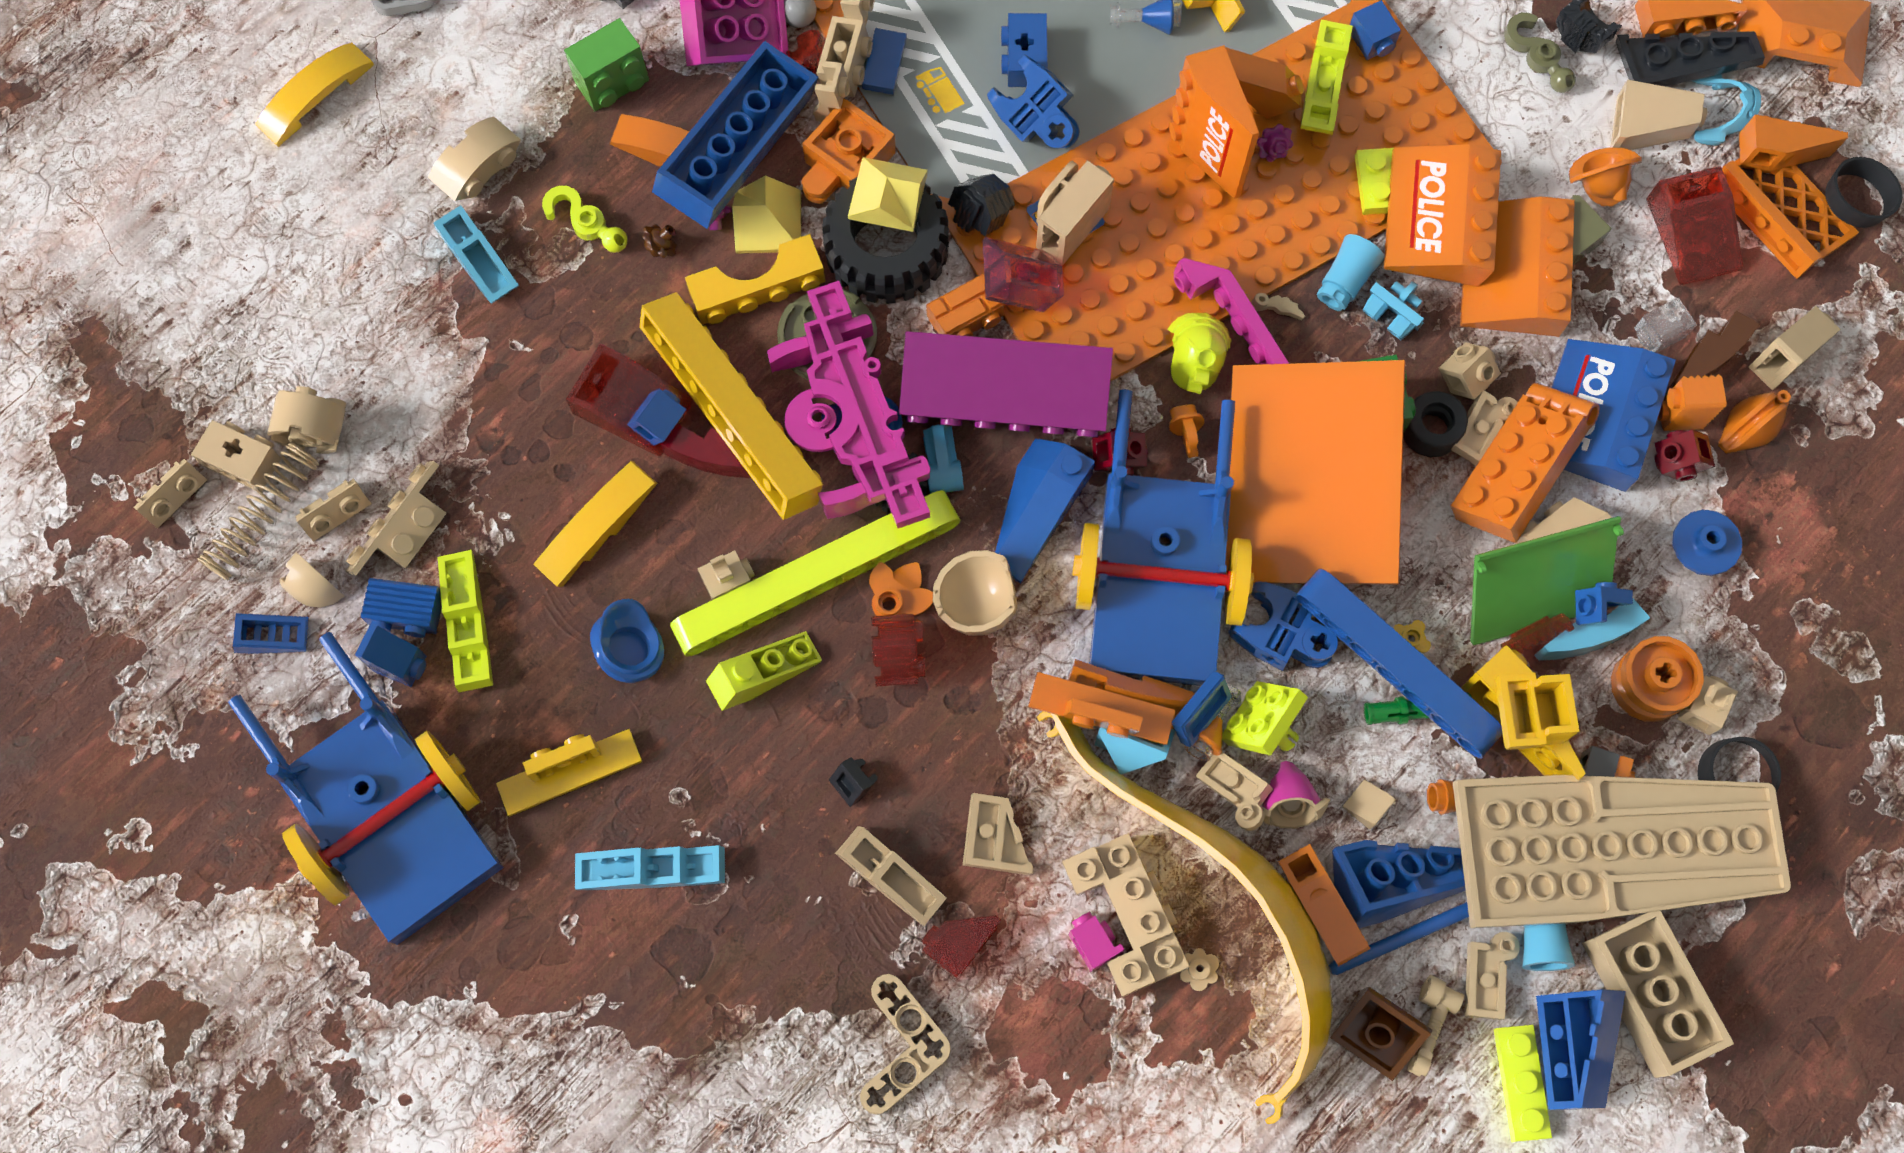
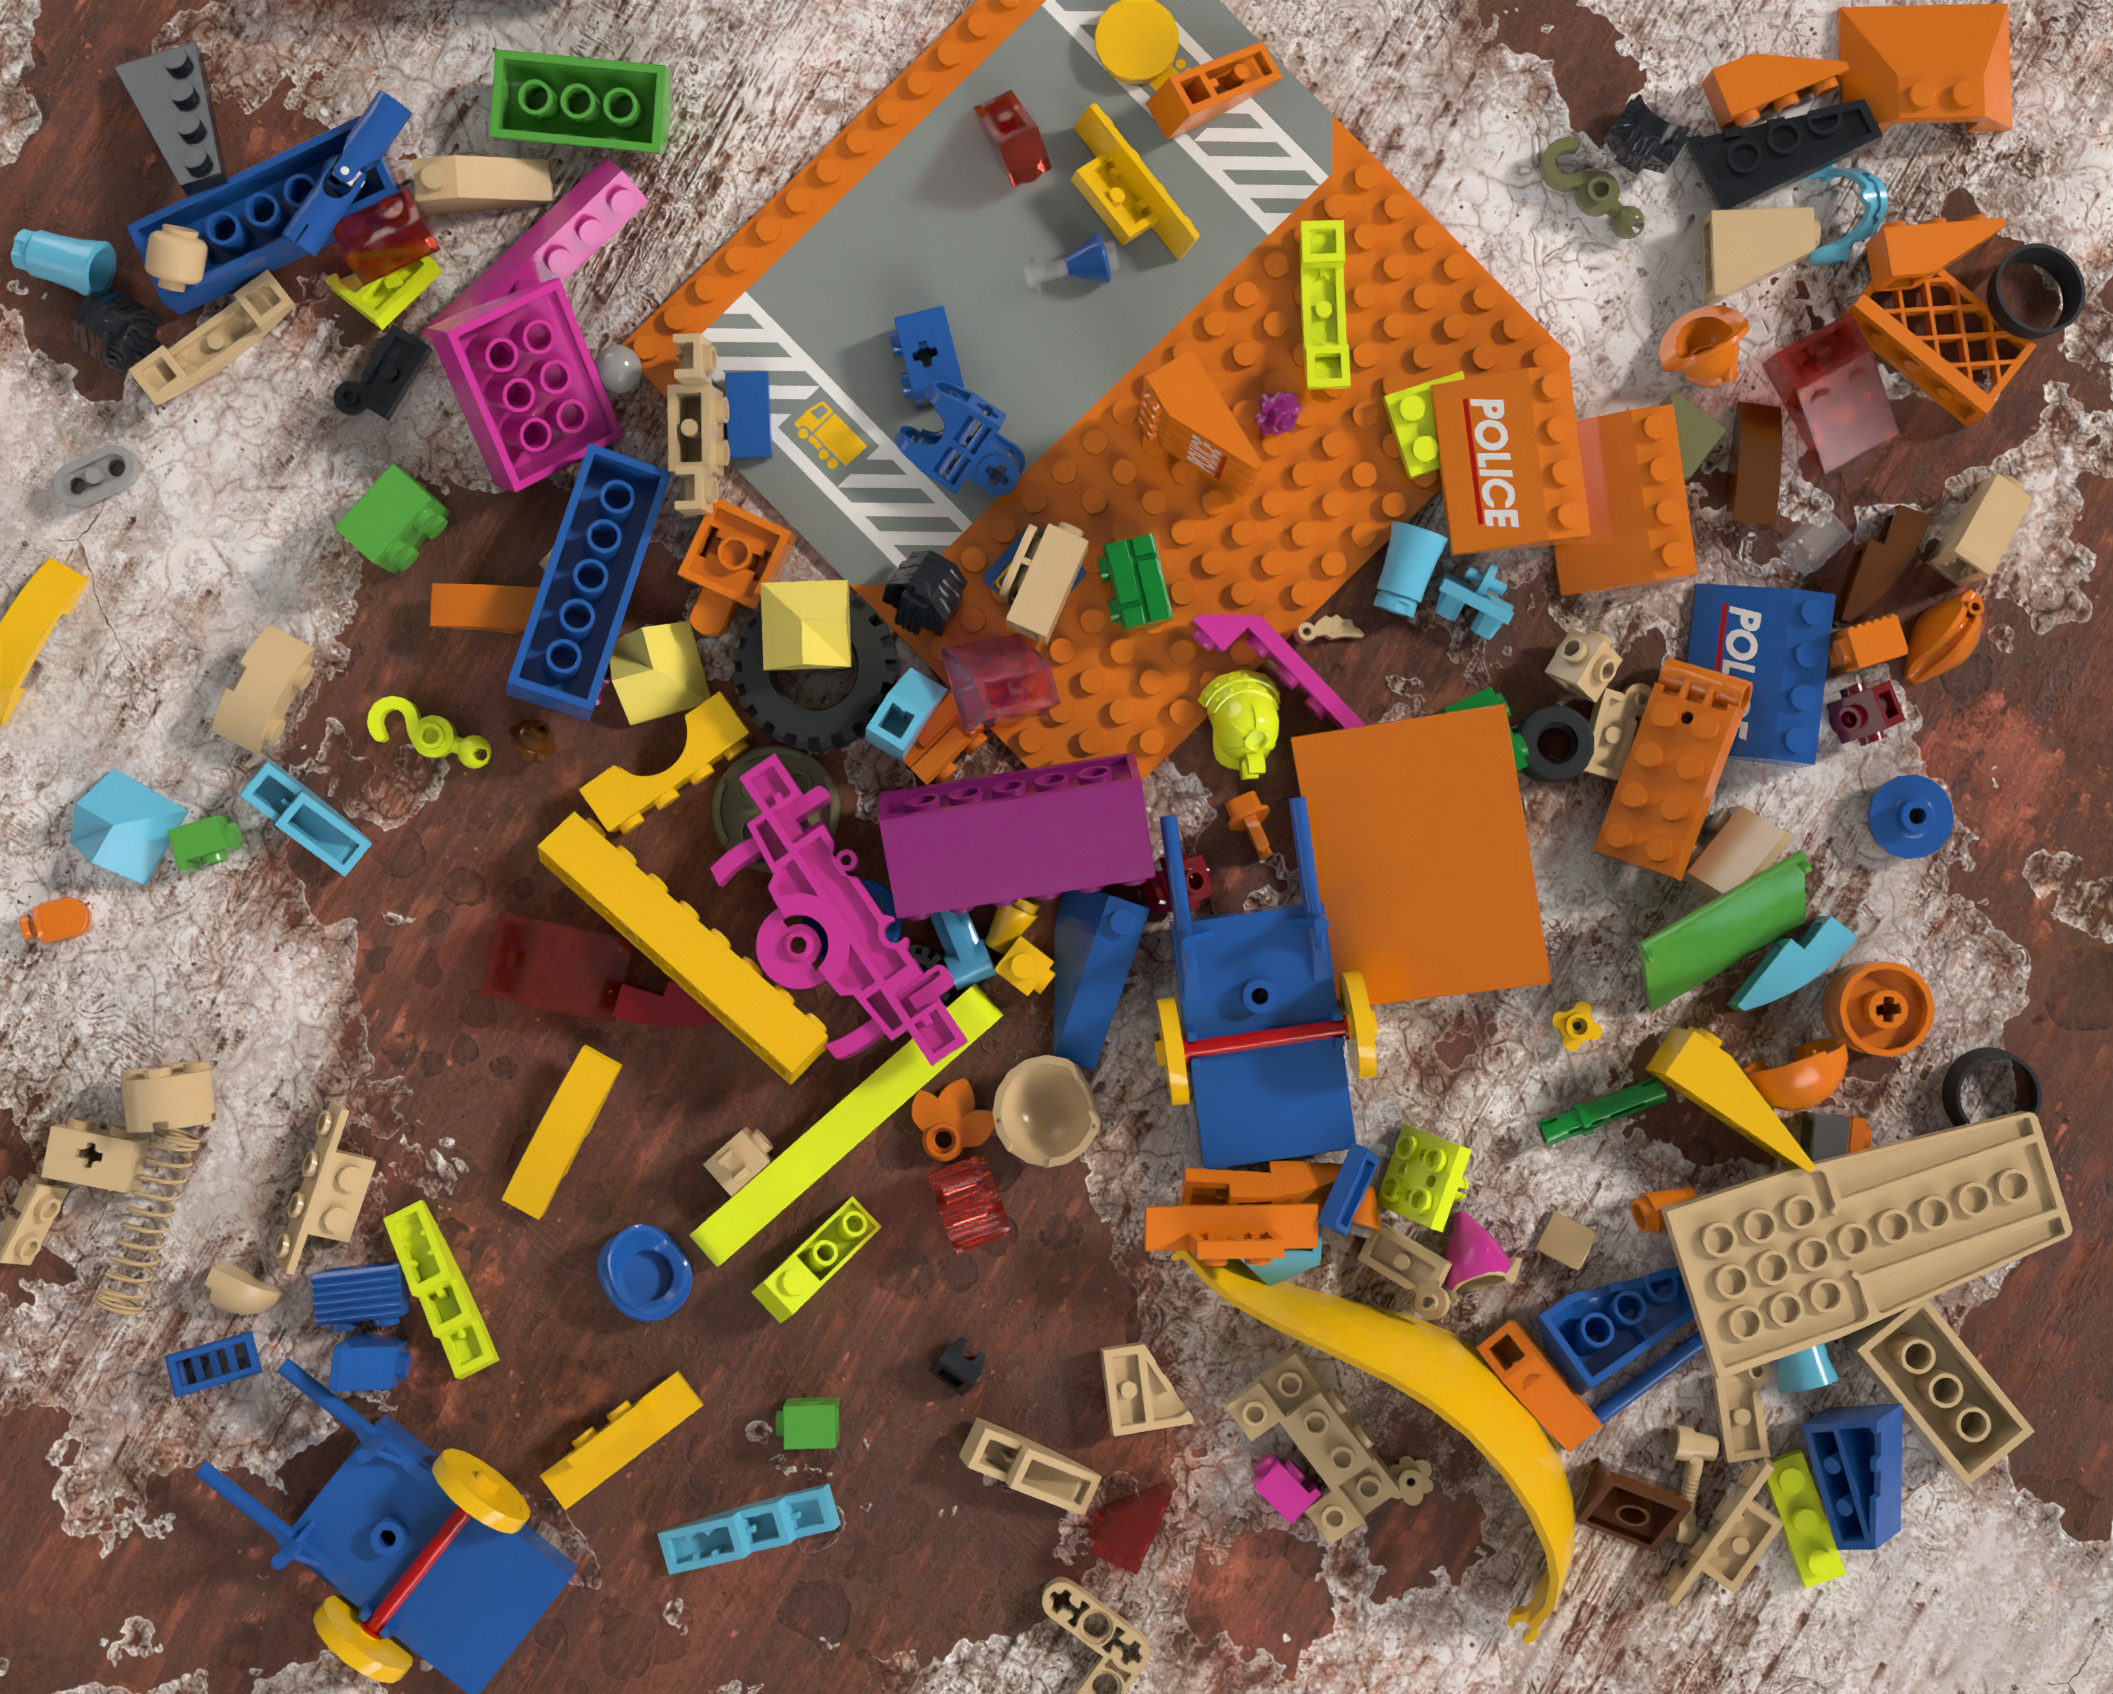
camera: 15 degrees left, 15 degrees up
(268, 283) = (56, 920): none -> orange arm
(326, 515) = (224, 1206): tan hinge -> none
(341, 231) = (124, 826): none -> medium azure slope
(395, 253) = (204, 842): none -> bright green brick
(657, 416) = (598, 984): blue brick -> none
(722, 793) = (809, 1423): none -> bright green brick
(809, 50) = (646, 434): clear red hair -> none
(941, 276) = (904, 714): none -> medium azure slope
(984, 453) = (1010, 923): none -> yellow cone
(987, 486) = (1026, 967): none -> yellow brick
(1141, 233) = (1136, 583): none -> green brick
(1267, 84) = (1244, 344): orange slope -> none
(1301, 634) = (1440, 1061): blue piece -> none
(1374, 30) = (1373, 219): blue brick -> none
(1400, 663) = (1570, 1074): blue beam -> none
(1462, 1082) = (1733, 1542): none -> tan bracket
(1536, 709) = (1745, 1119): yellow plate -> none
(1538, 630) = (1720, 985): clear red piece -> none
(1593, 602) = (1787, 939): blue bracket -> none
(1598, 708) = (1807, 1080): none -> orange cylinder
(1627, 266) = (1754, 467): none -> reddish brown slope
(1711, 707) = (1951, 1021): tan brick -> none

